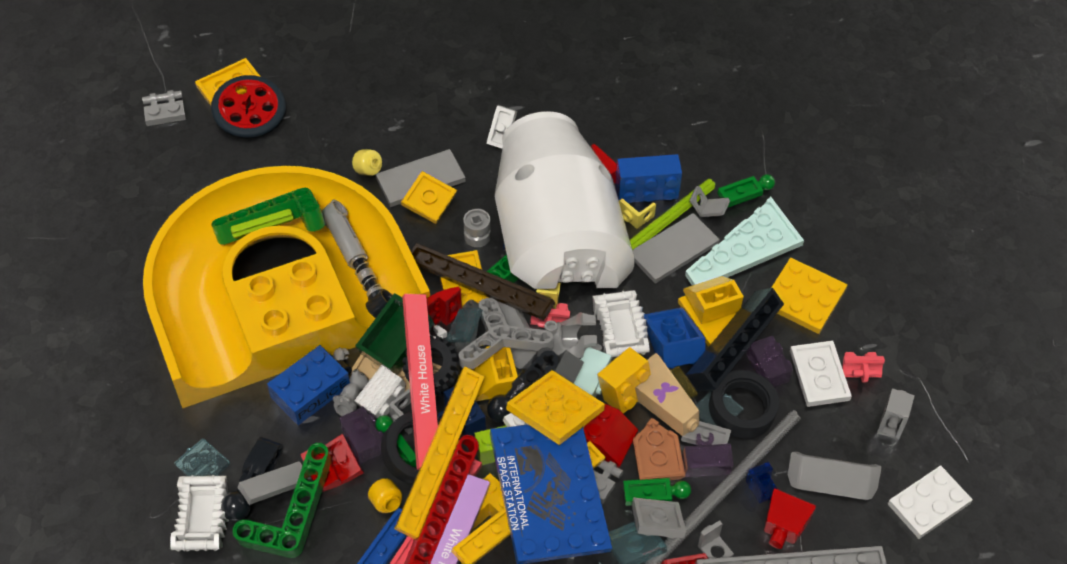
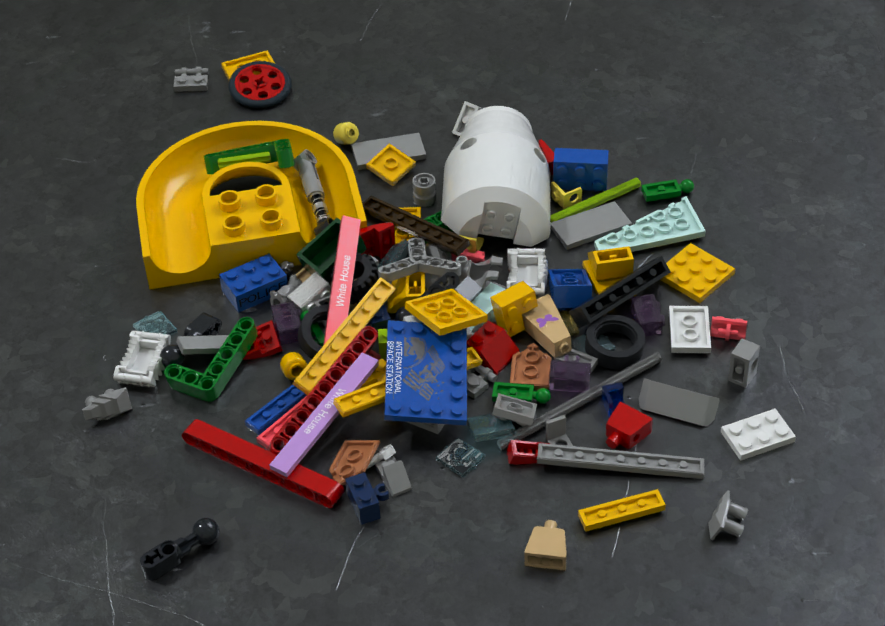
camera: 15 degrees right, 10 degrees down
(708, 207) = (628, 199): light grey bracket -> none

